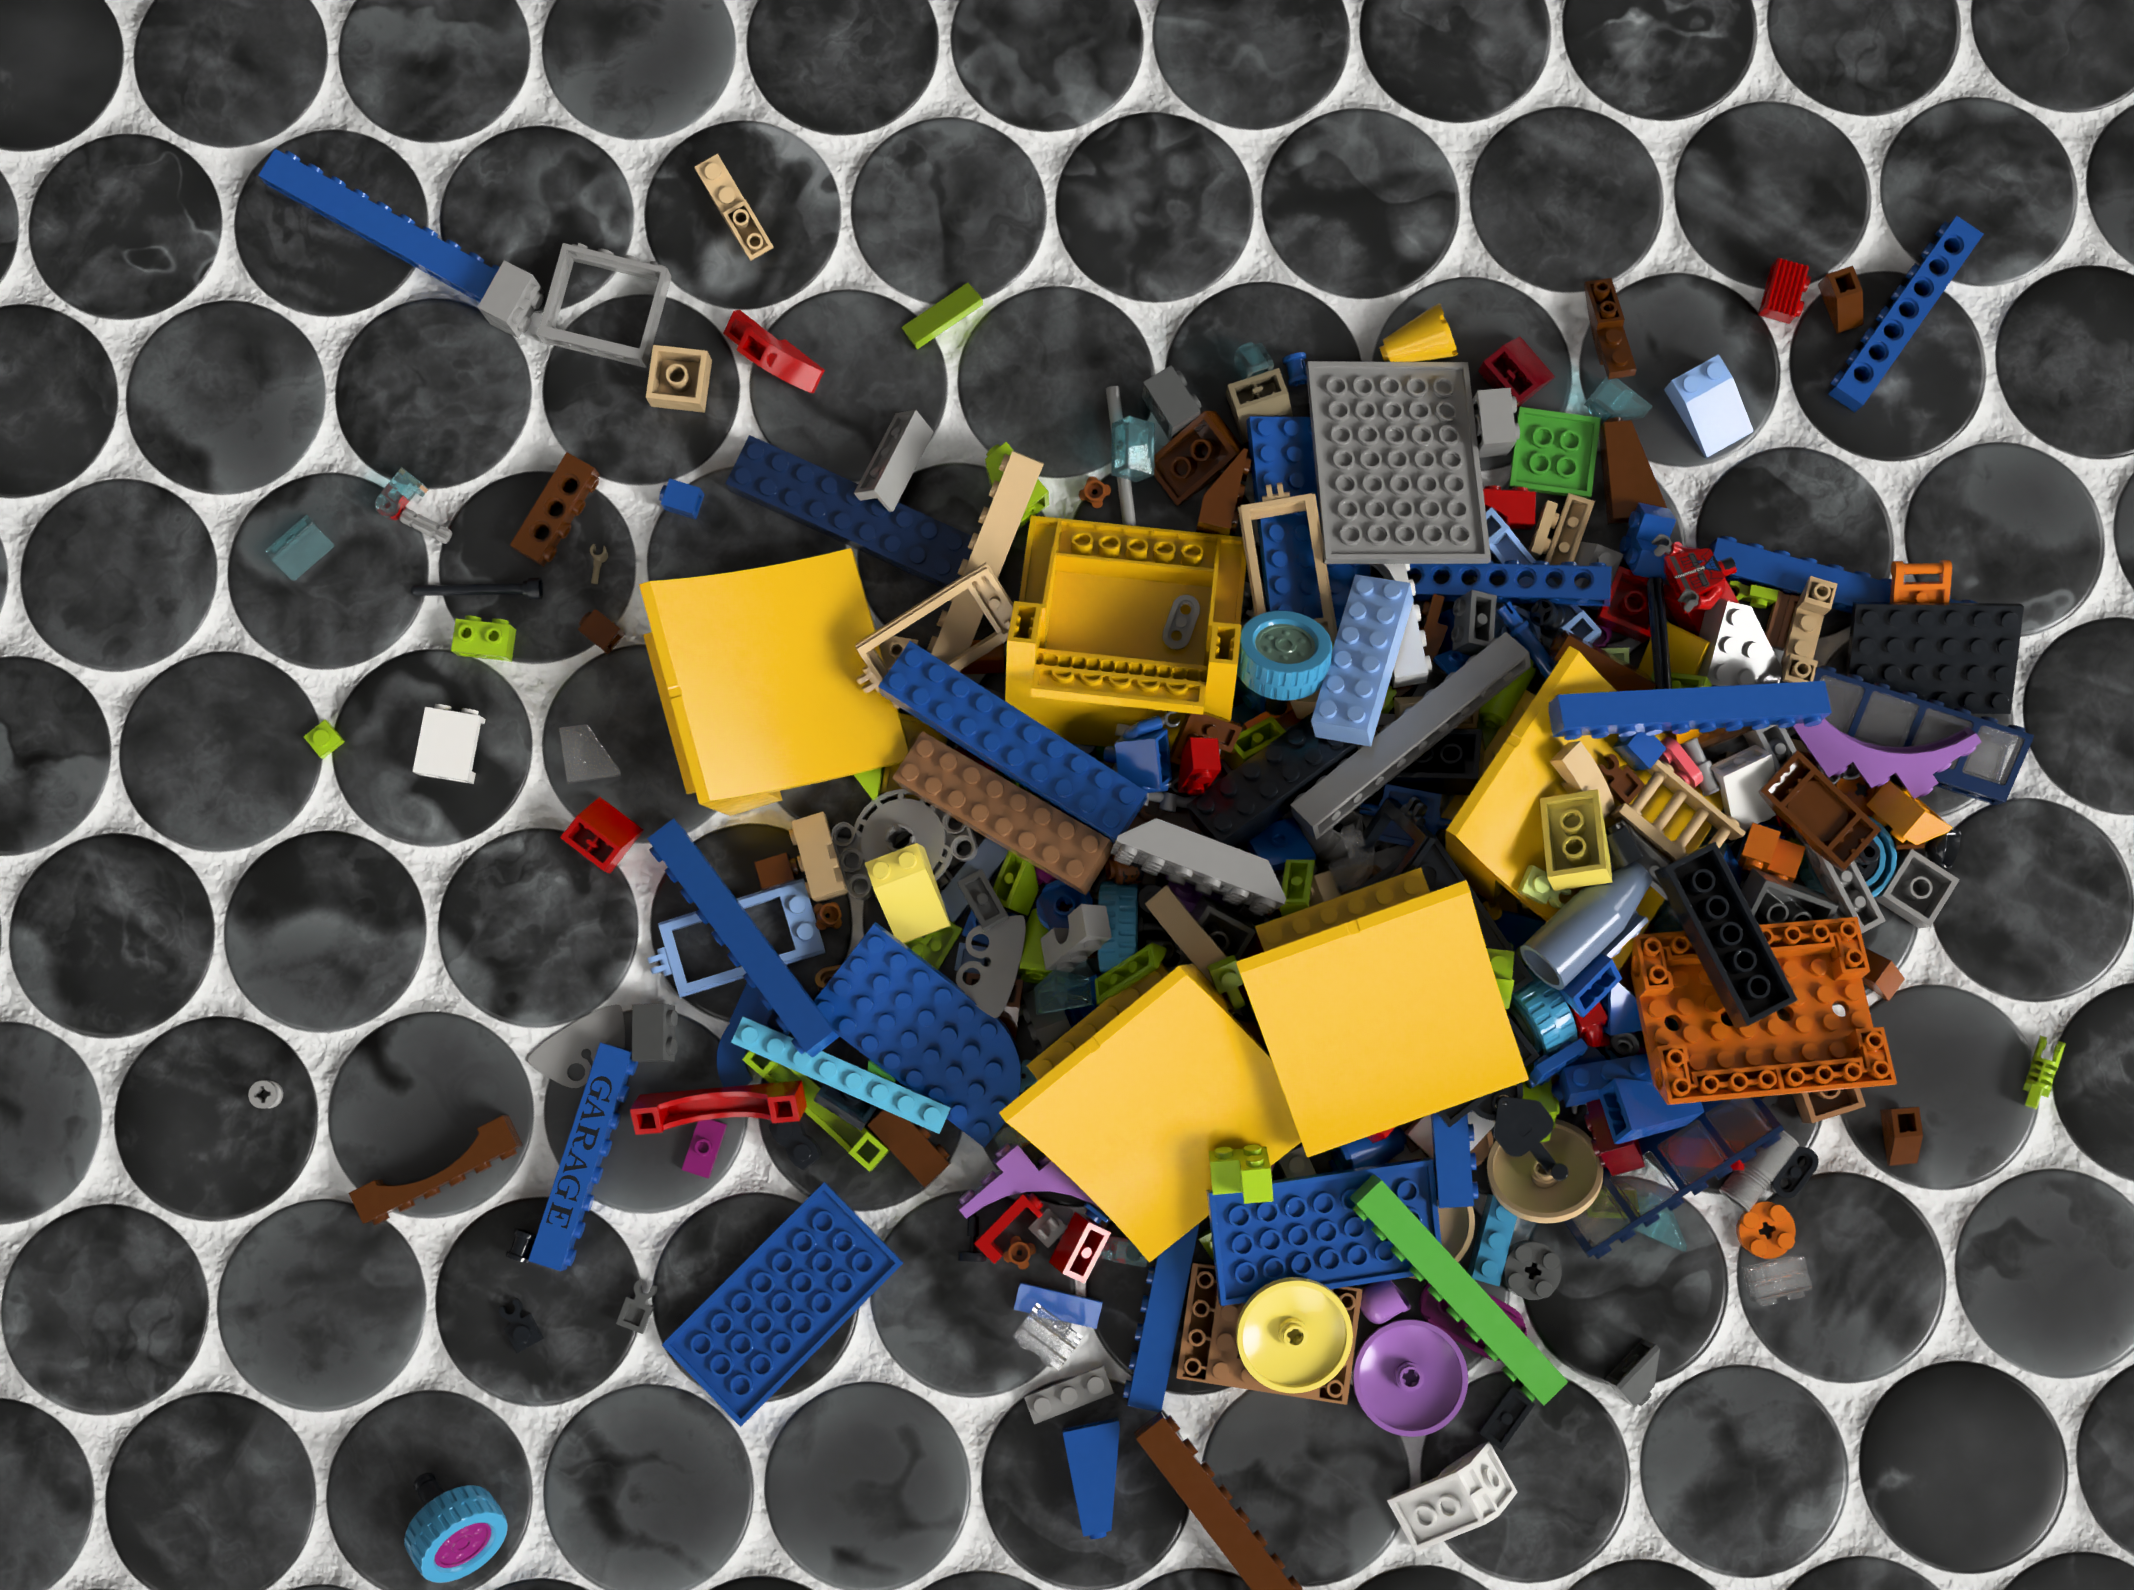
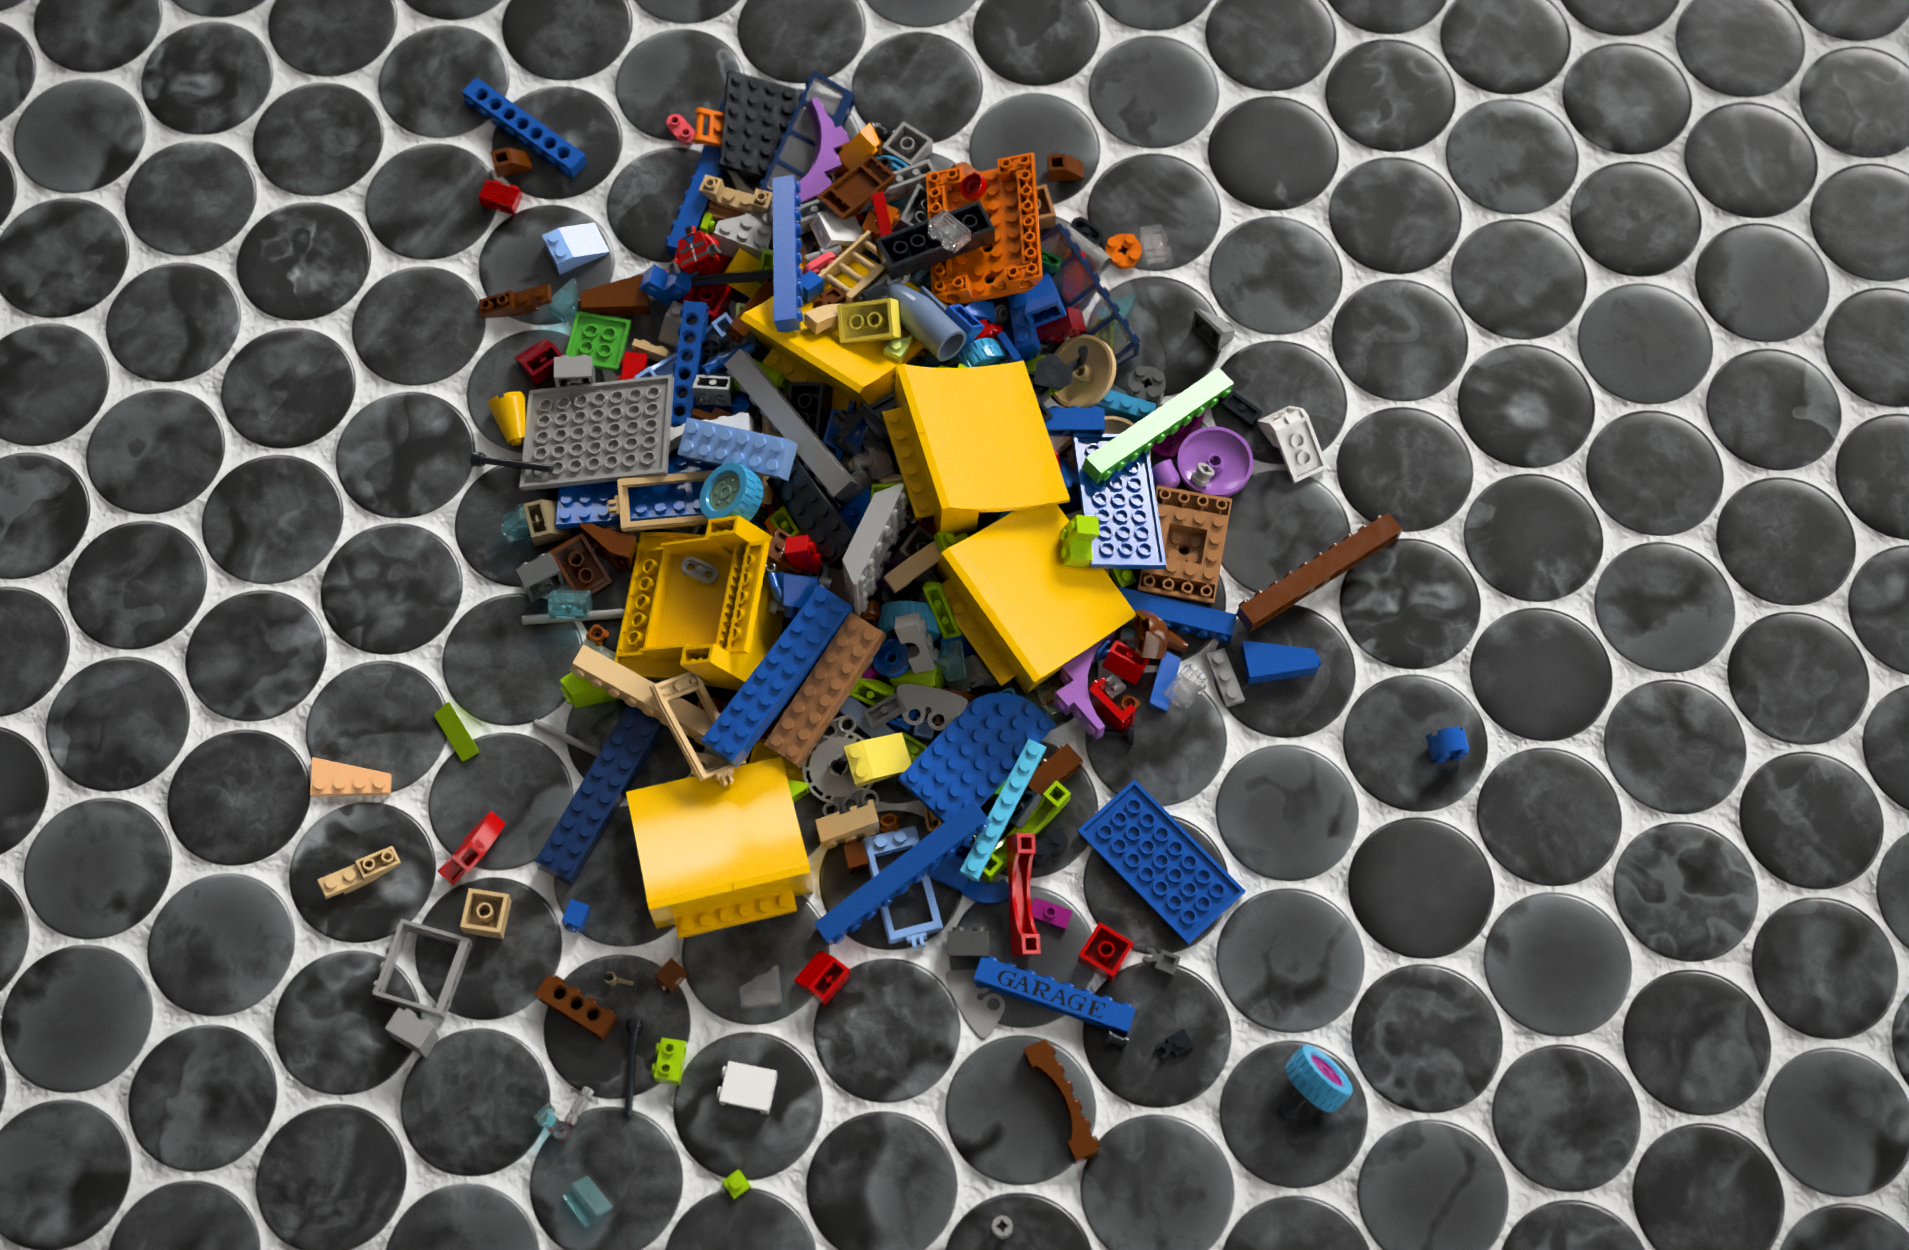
camera: 90 degrees left, 15 degrees down
(377, 224) = (343, 1132): blue brick -> none
(643, 1227) = (1105, 952): none -> red brick
(869, 170) = (340, 779): none -> light nougat wing
(895, 459) = (561, 763): light grey panel -> none
(940, 464) = (565, 737): none -> light grey bar
(1116, 1286) = (1152, 636): none -> reddish brown brick
(1120, 1315) = (1176, 643): none -> reddish brown cone
(1294, 1335) = (1186, 522): light yellow dish -> none
(1296, 368) = (521, 497): blue bush -> none
(1354, 304) = (479, 459): none -> black piece
(1384, 1358) = (1202, 474): none -> light grey wheel
(1569, 530) = (653, 334): tan slope -> none
(1719, 1114) = (1050, 262): none -> dark green plate
(1732, 953) = (948, 231): none -> clear brick
(1767, 854) = (882, 214): none -> red piece
(1832, 991) = (973, 186): none -> red hair
(1924, 543) = (679, 128): none -> coral plate
(2041, 1073) = (1028, 89): lime hinge -> none

